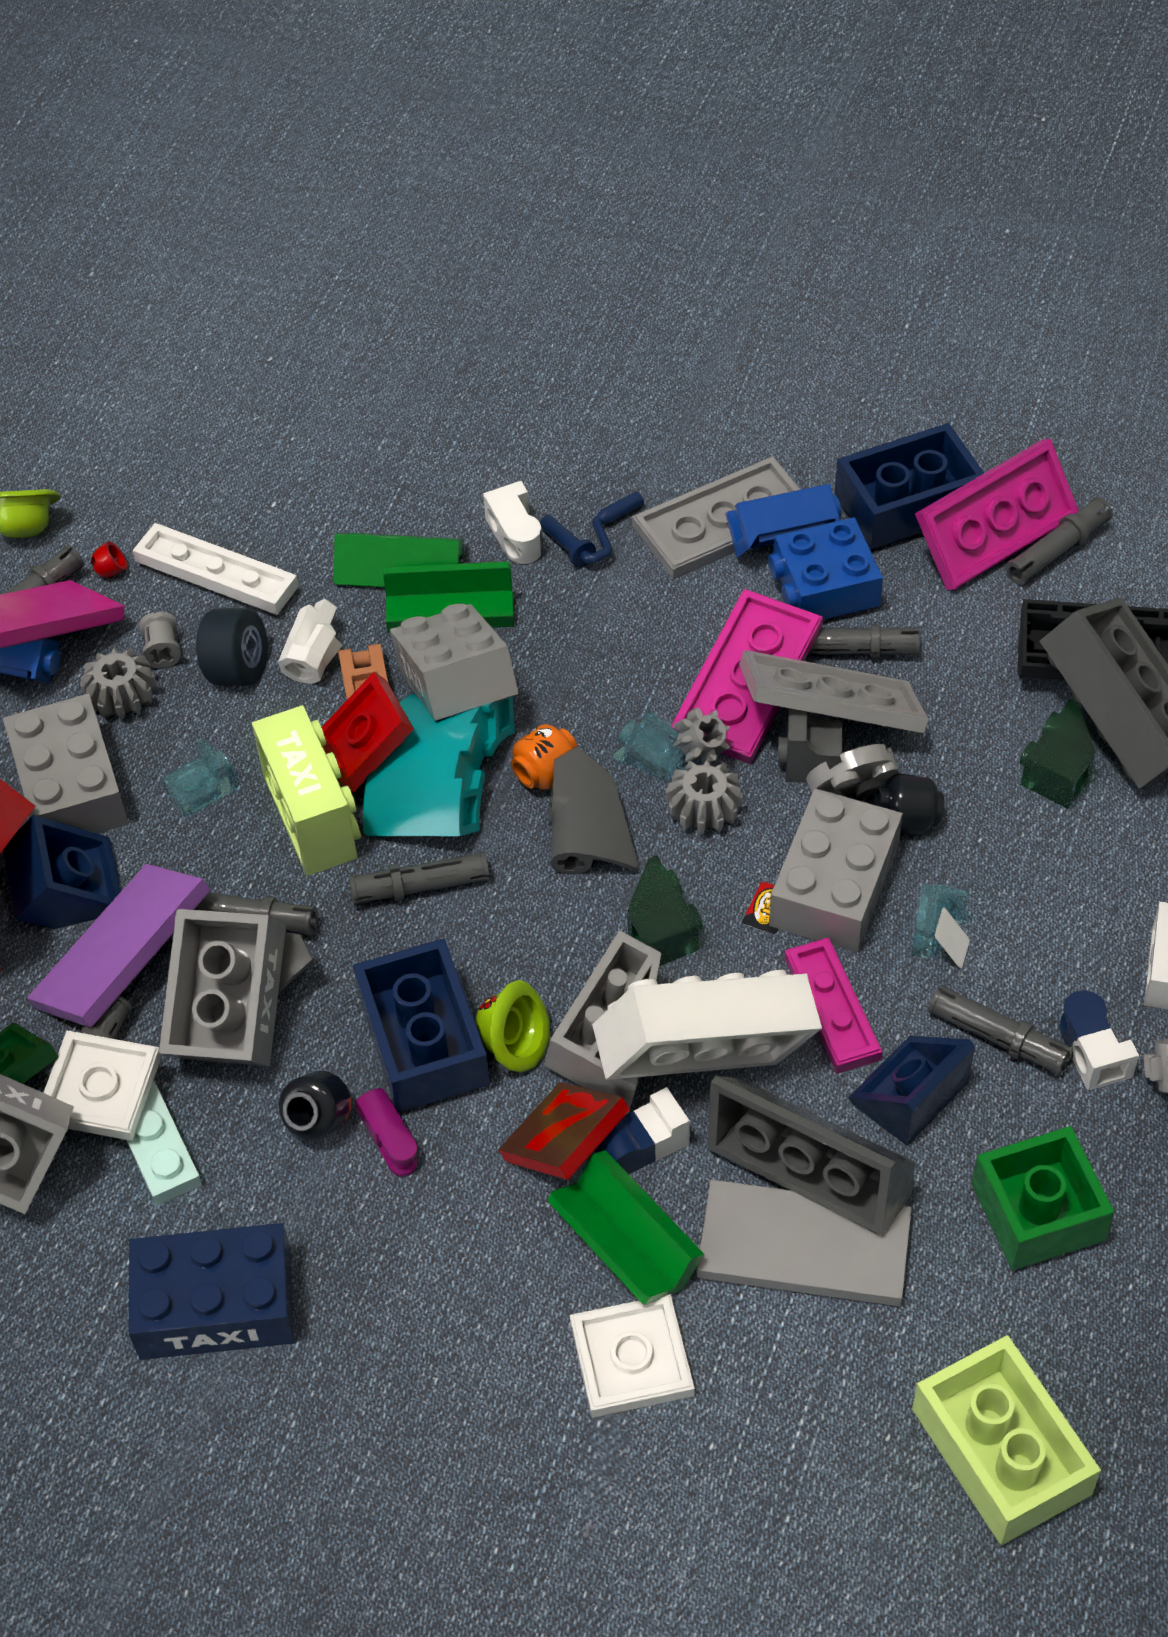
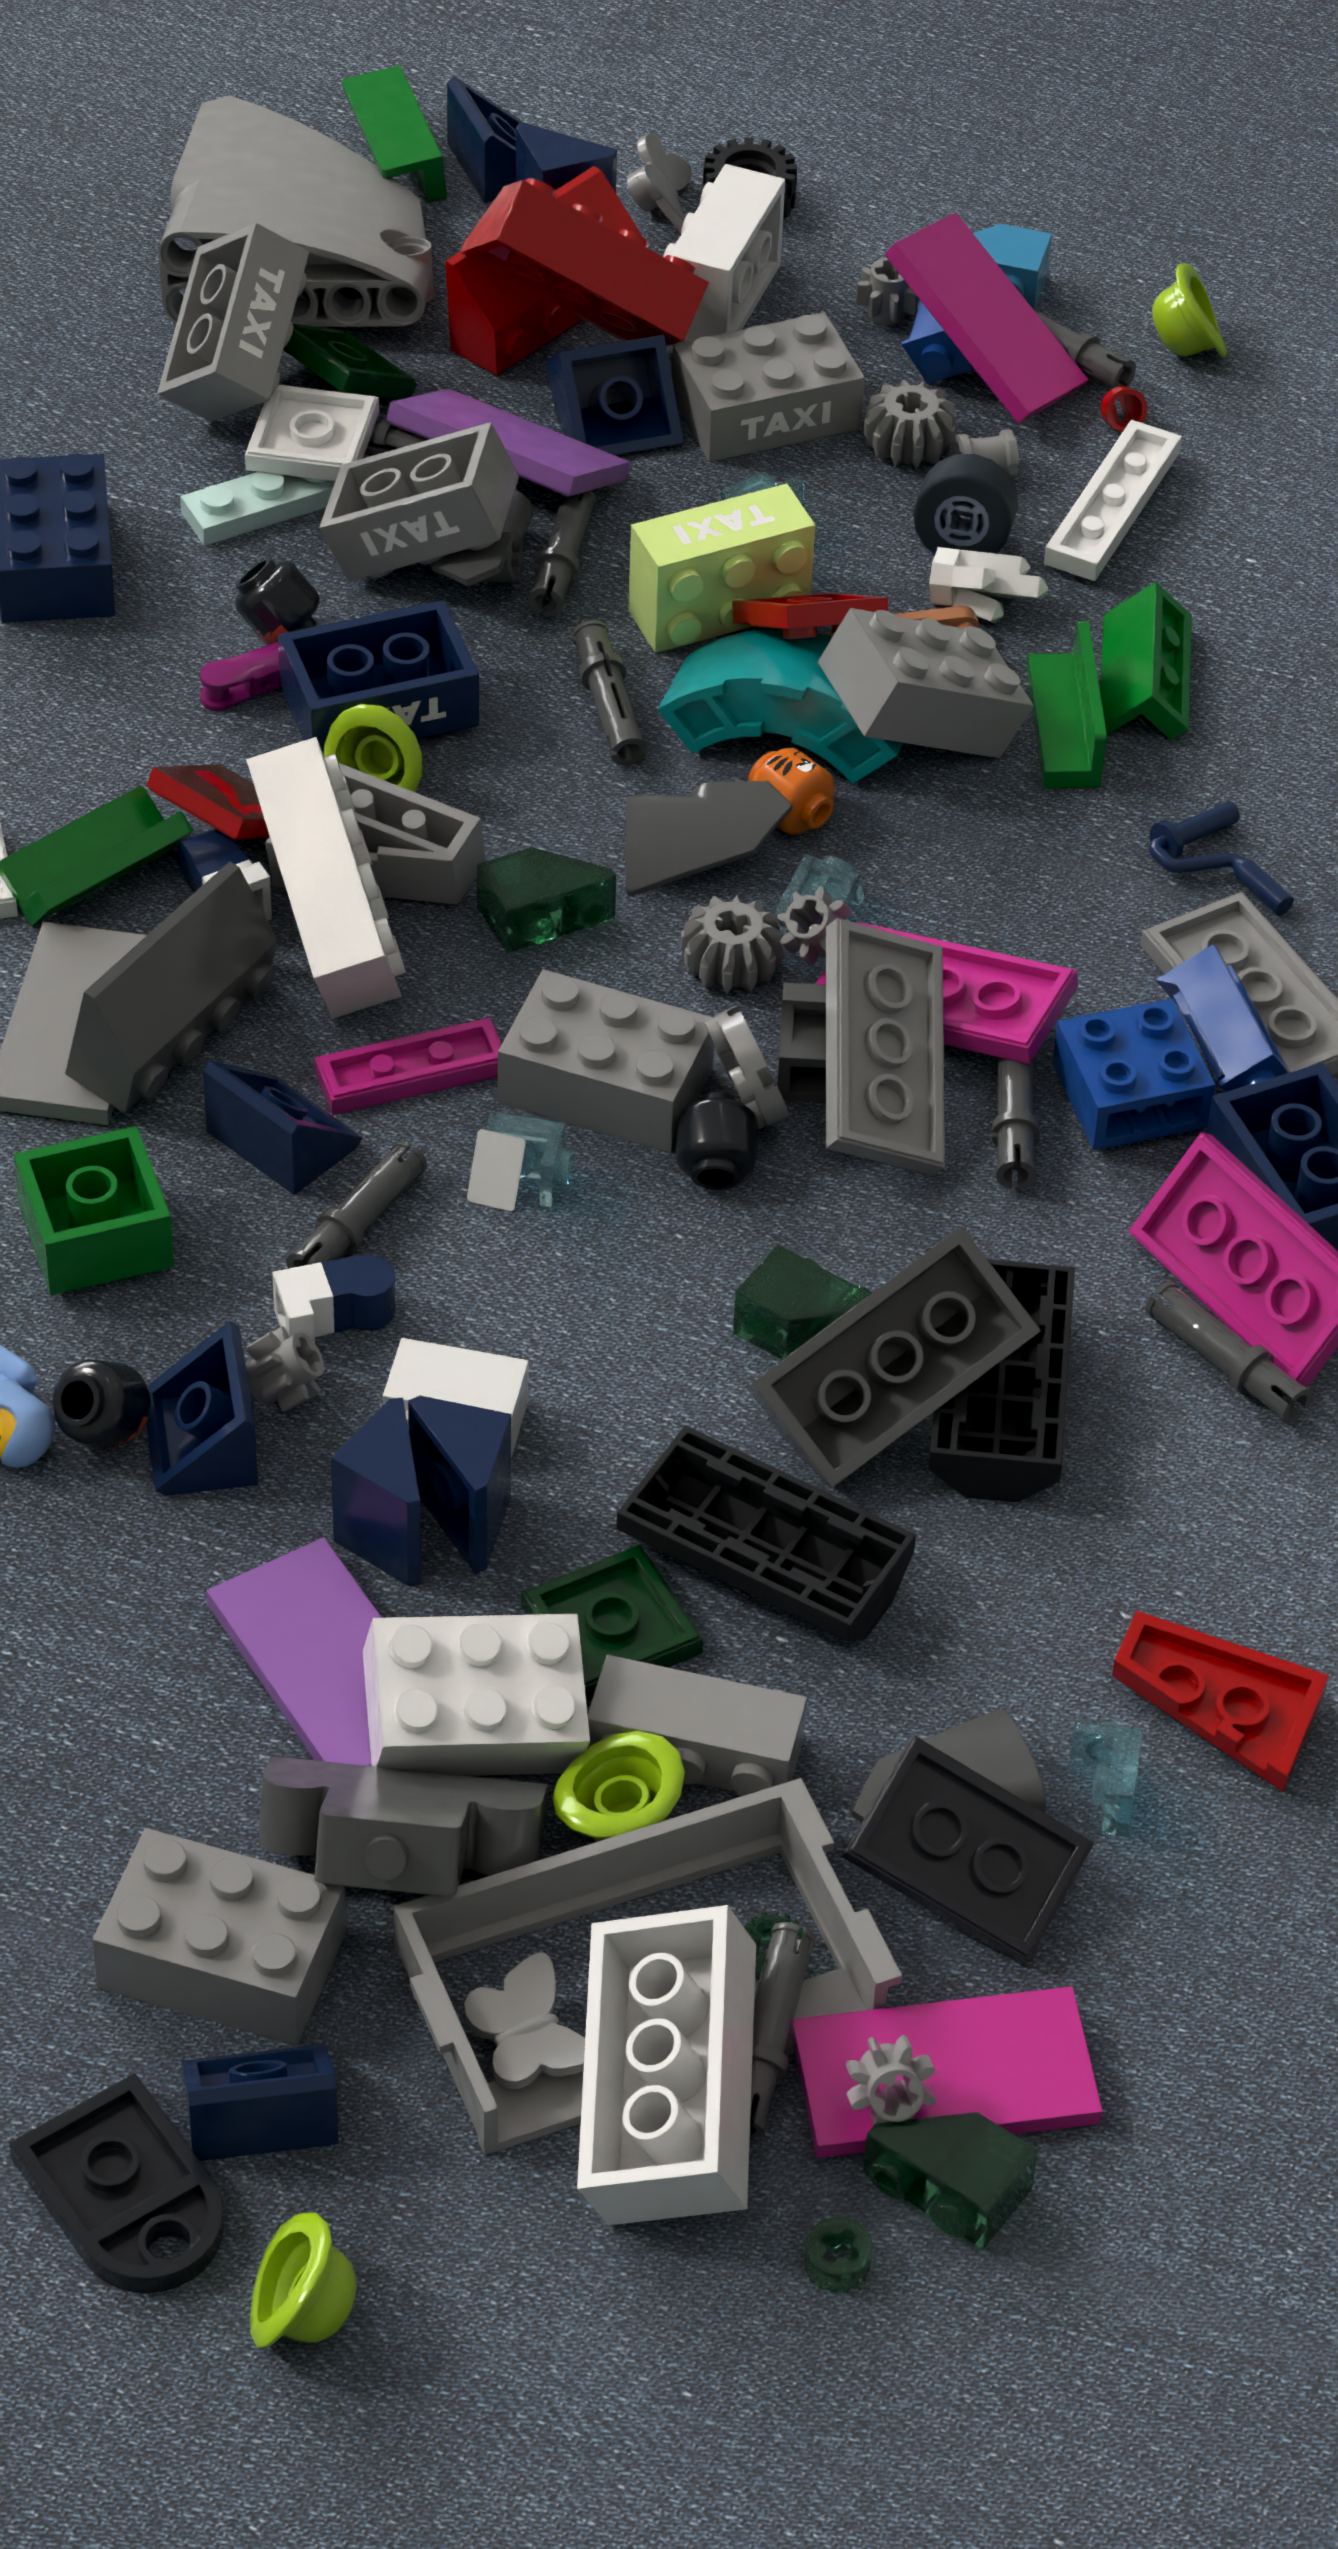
camera: 85 degrees right, 5 degrees down
(512, 525) = (1215, 769): white leg -> none

